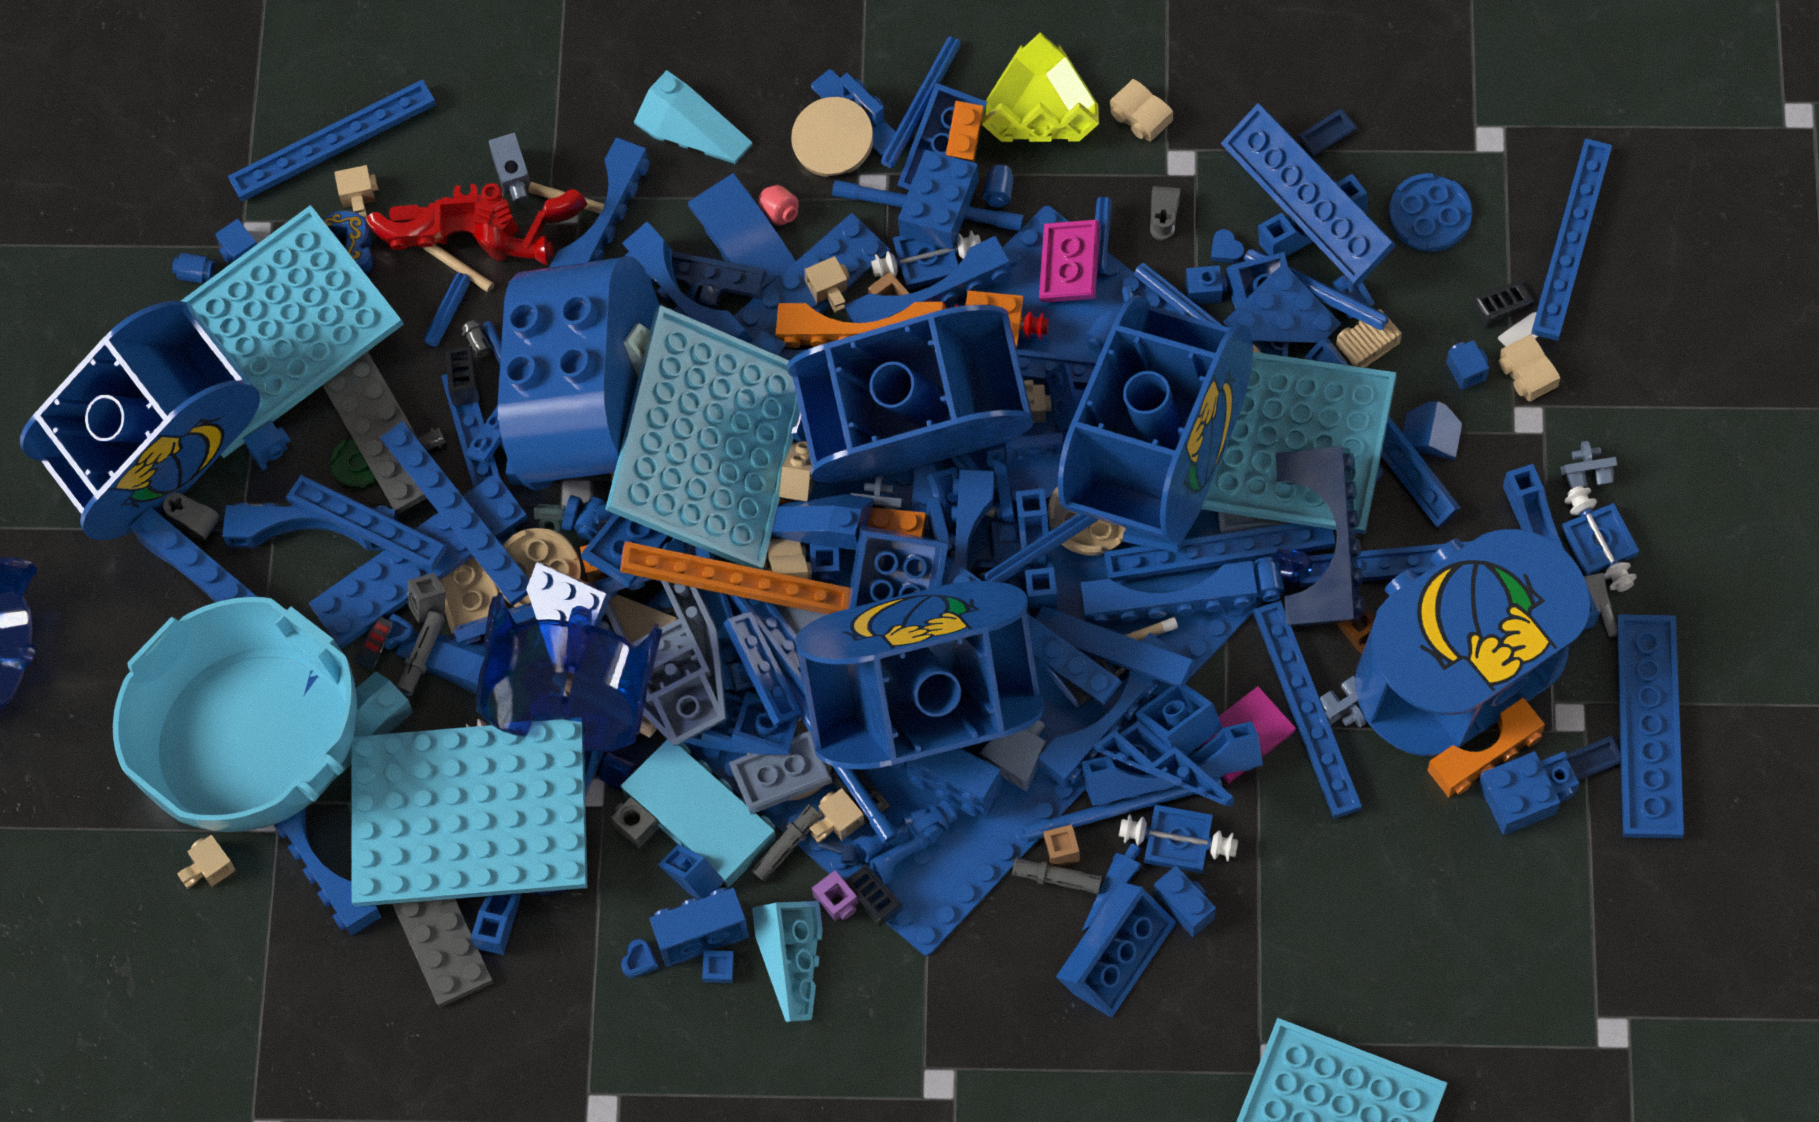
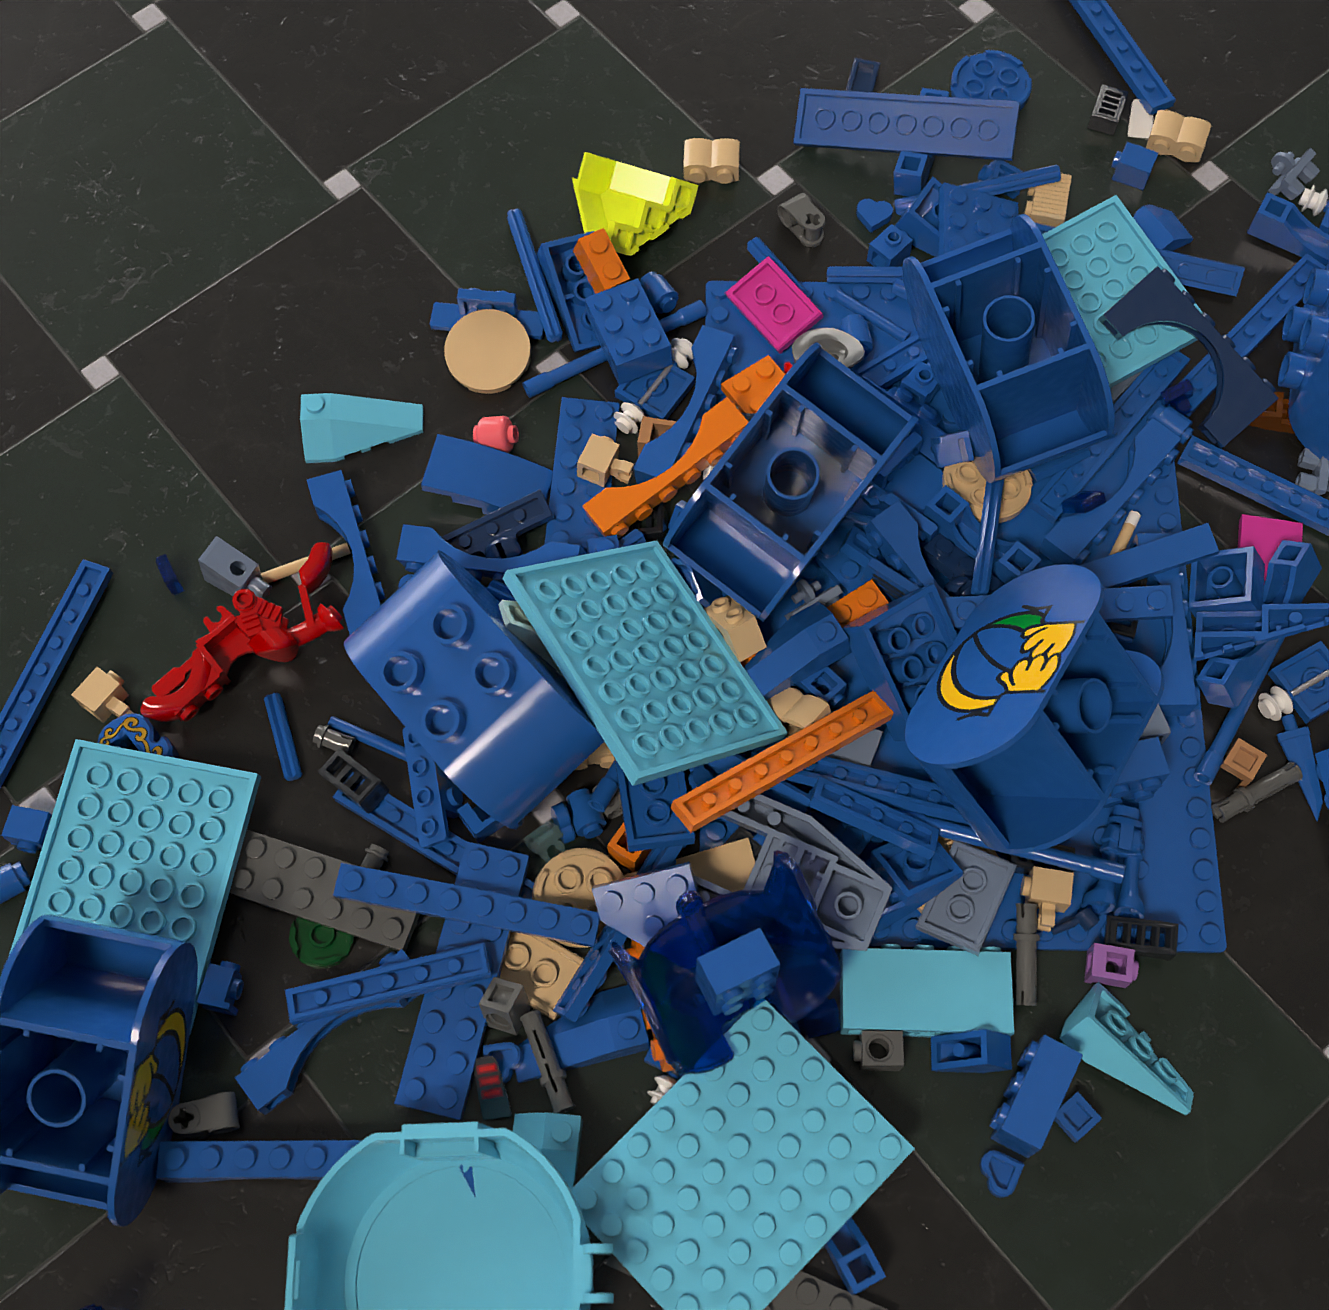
camera: 45 degrees left, 0 degrees up
(460, 267) = (261, 691): tan bar -> none
(469, 135) = (169, 574): none -> clear blue tile
(569, 682) = (737, 972): none -> blue brick
(1062, 326) = (834, 341): none -> dark grey hat
(1136, 580) = (1083, 502): none -> clear blue tile

